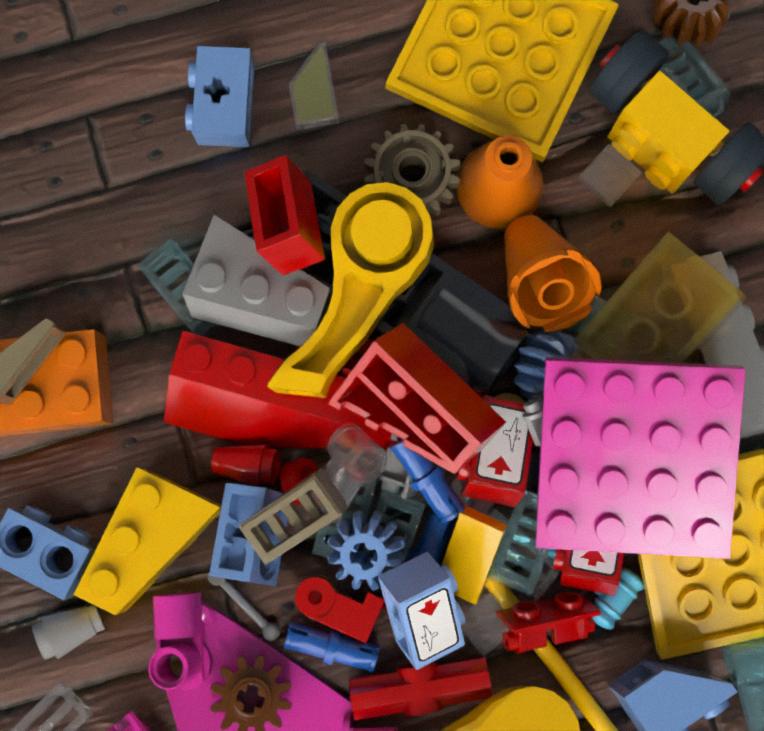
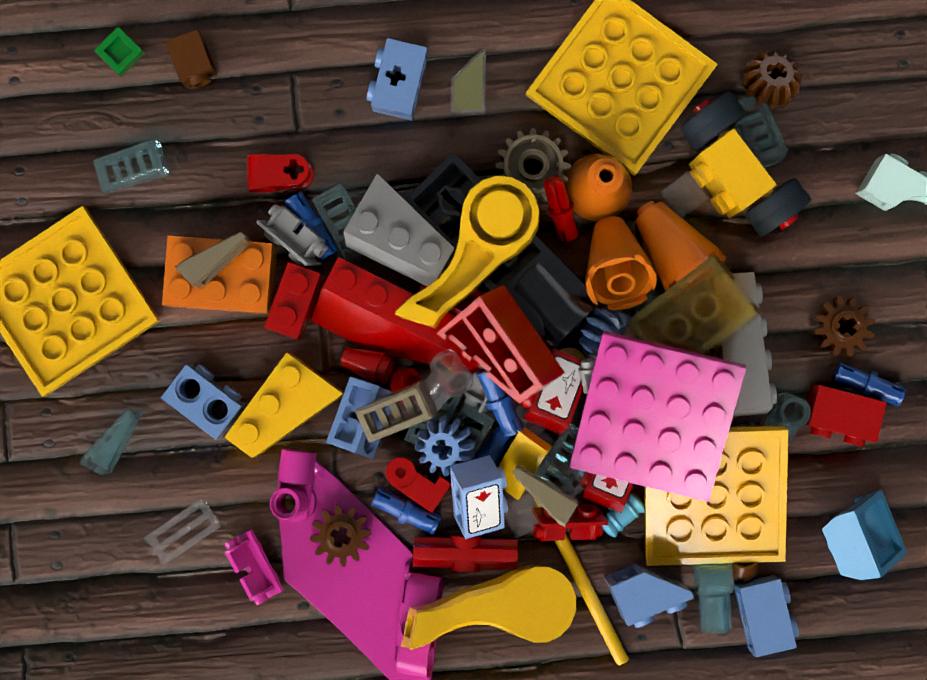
camera: 10 degrees right, 5 degrees up
(66, 630) = (211, 462): light grey cone -> none
(82, 241) = (272, 173): none -> red piece
(135, 327) = (302, 246): none -> light grey hinge
(137, 400) = (294, 301): none -> red brick
(143, 300) = (300, 207): none -> blue pin
(269, 630) = (362, 490): light grey hinge -> none
(284, 215) = (430, 188): red brick -> none
(457, 217) = (560, 208): none -> red axle
(524, 595) = (553, 500): none -> dark tan slope
(608, 233) = (672, 243): none -> orange cone

